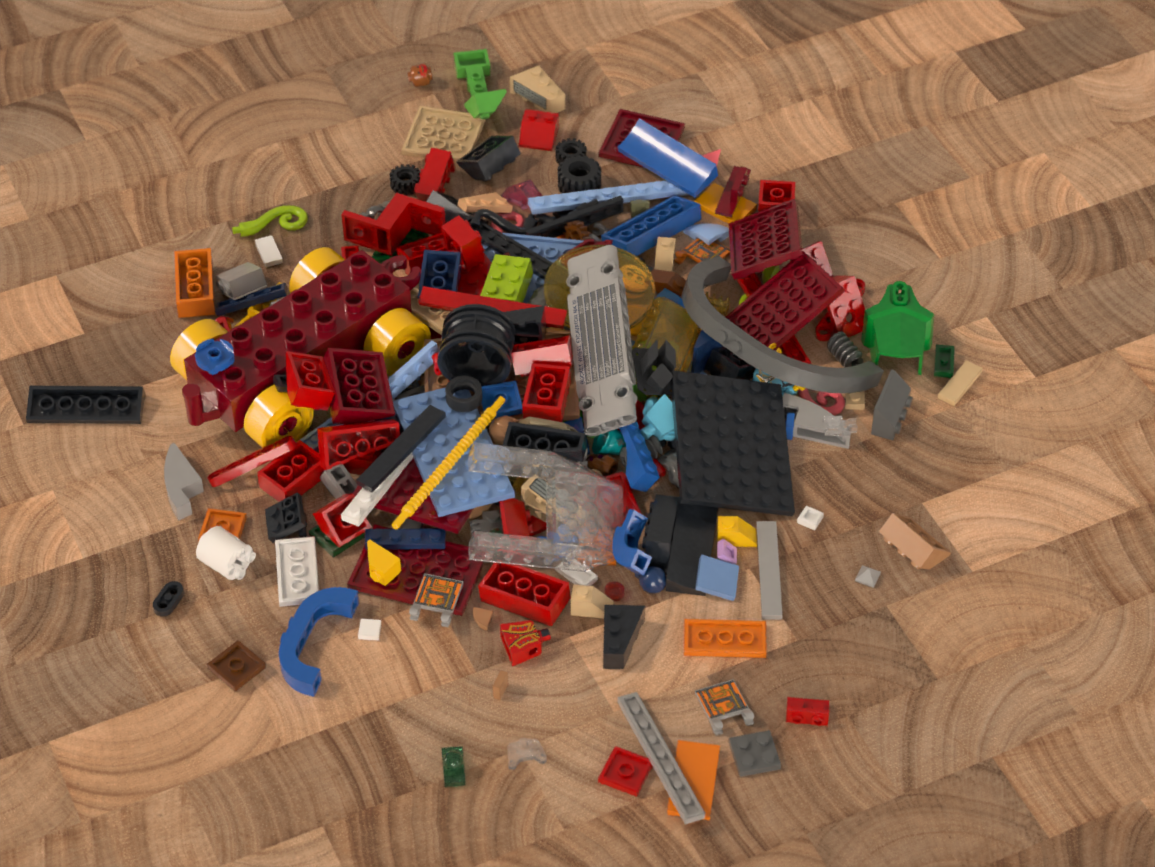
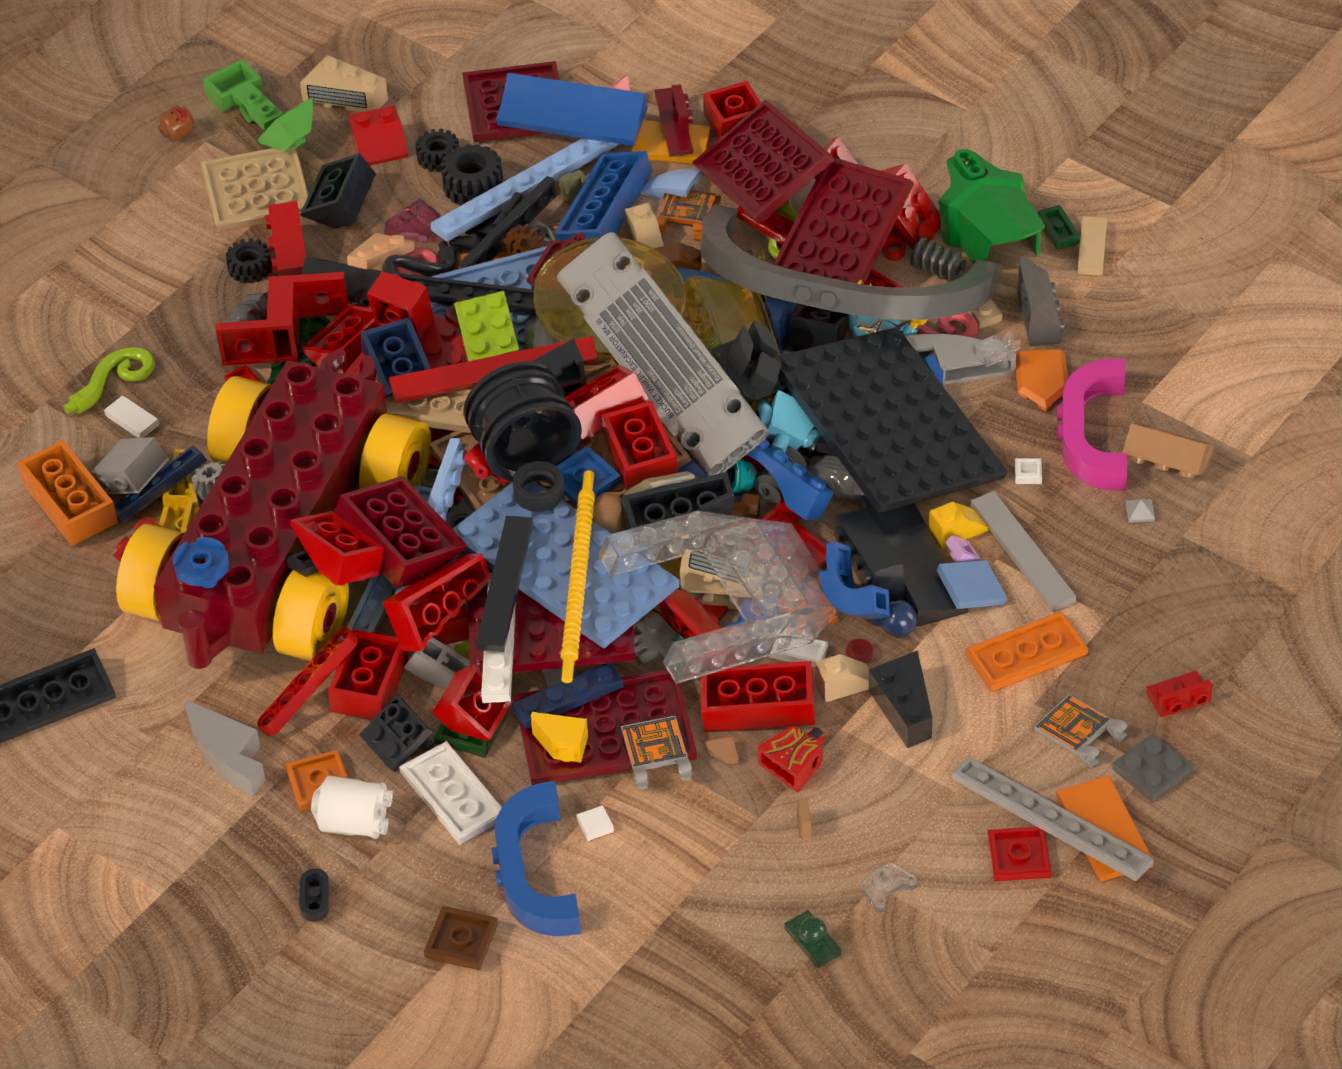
camera: 25 degrees left, 0 degrees up
(864, 458) = (1041, 376): none -> orange tile
(883, 475) = (1085, 462): none -> dark pink arch

